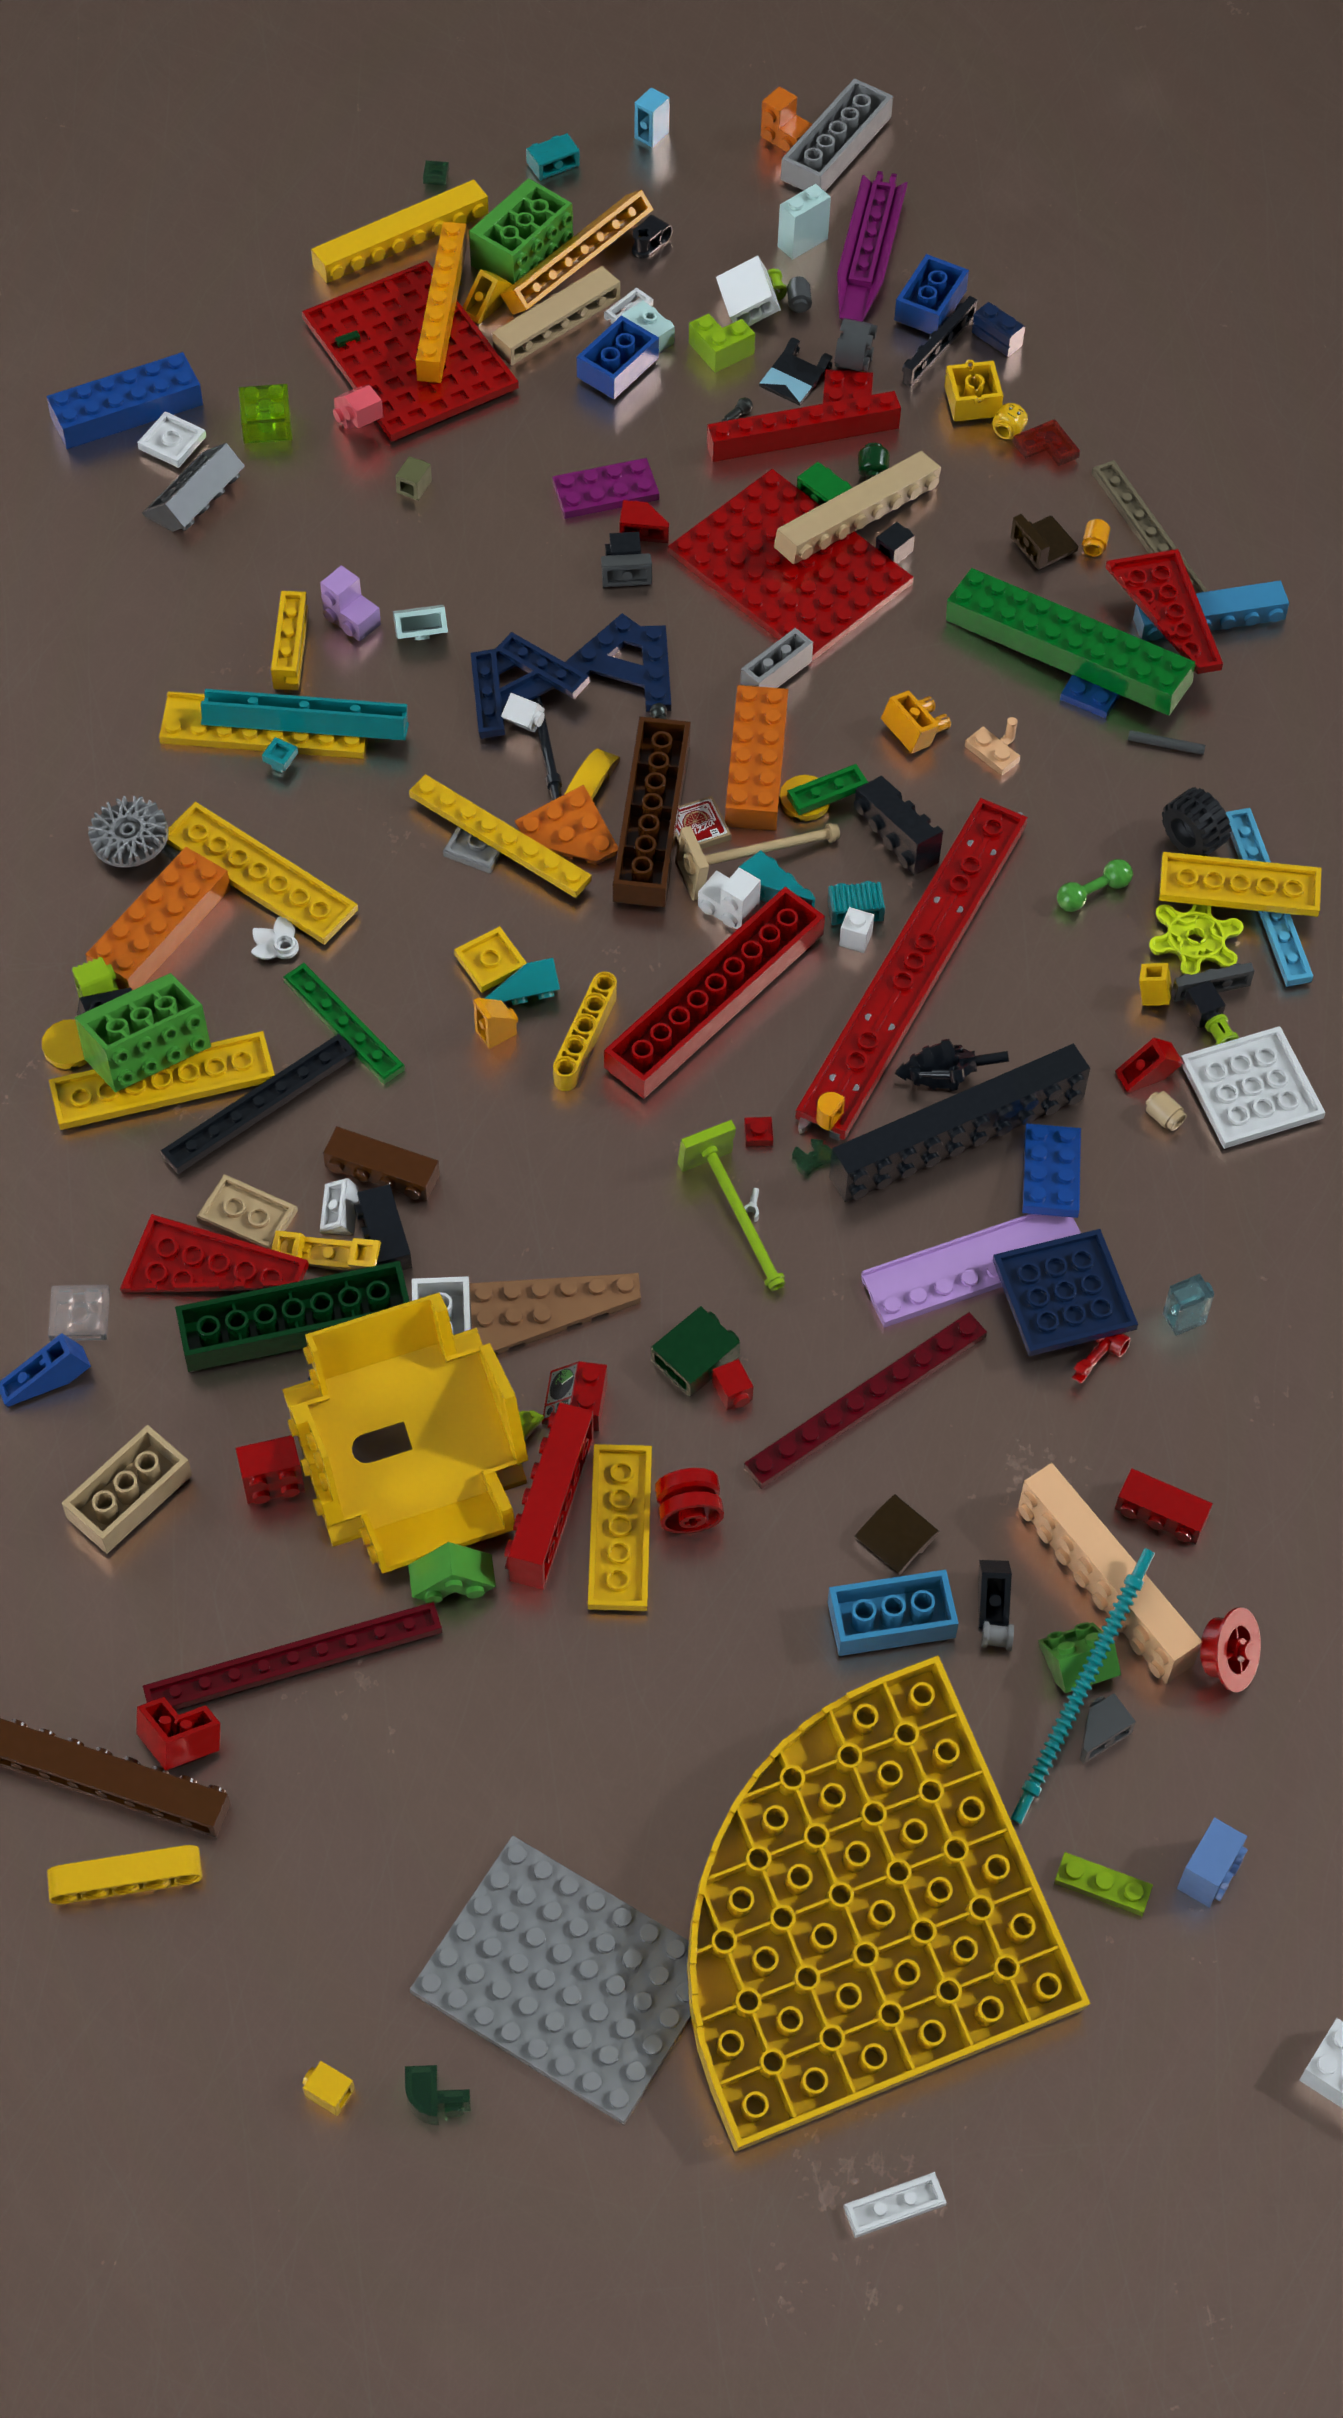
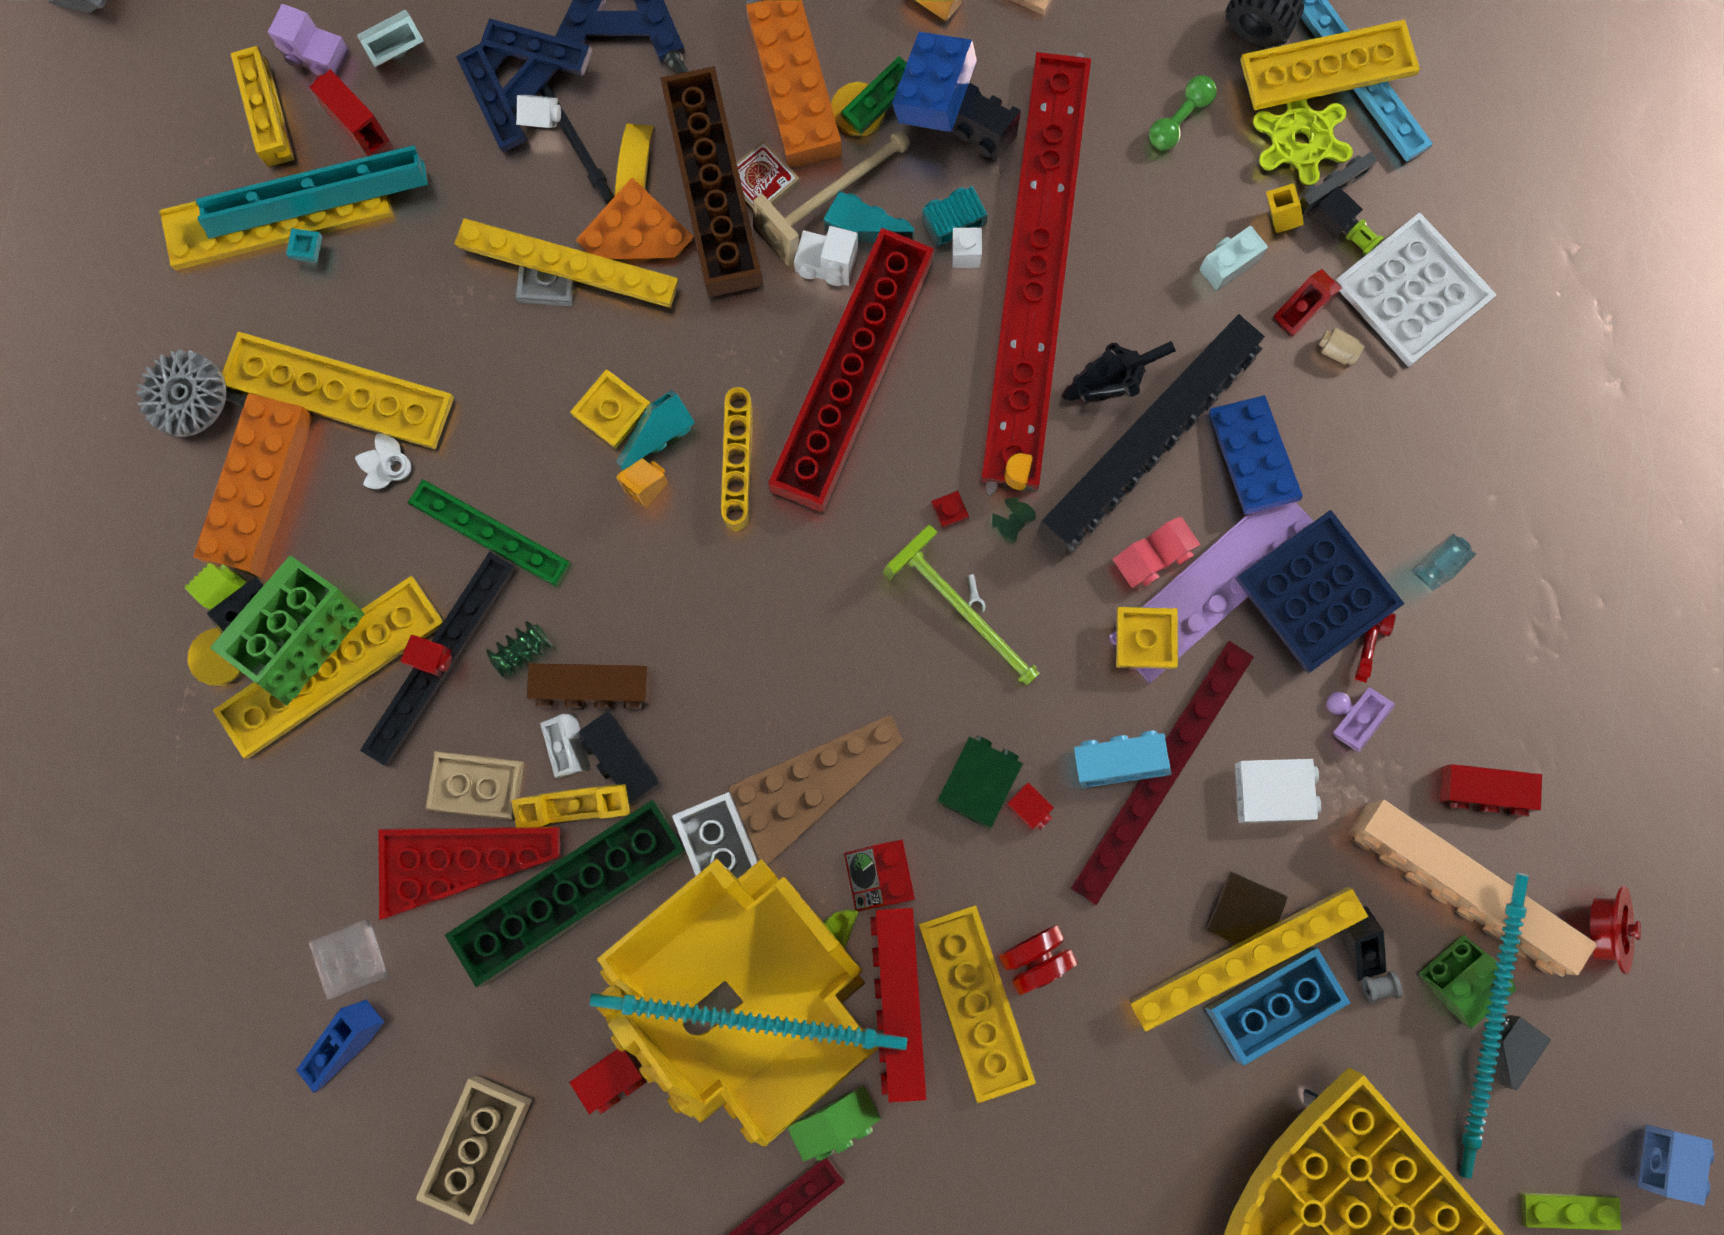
camera: 15 degrees left, 20 degrees up
(250, 1092) = (426, 656): none -> red brick
(316, 1389) = (867, 1038): none -> teal hose
(331, 1115) = (519, 648): none -> clear green piece
(361, 665) = (349, 113): none -> red brick
(831, 1370) = (1122, 759): none -> medium azure brick
(876, 787) = (934, 81): none -> blue brick
(879, 1560) = (1248, 958): none -> yellow brick
(892, 1279) = (1147, 637): none -> yellow plate
(931, 1221) = (1157, 552): none -> coral brick
(964, 1444) = (1277, 791): none -> white brick
(1064, 1413) = (1361, 719): none -> lavender plate
(1094, 1010) = (1233, 257): none -> light aqua brick

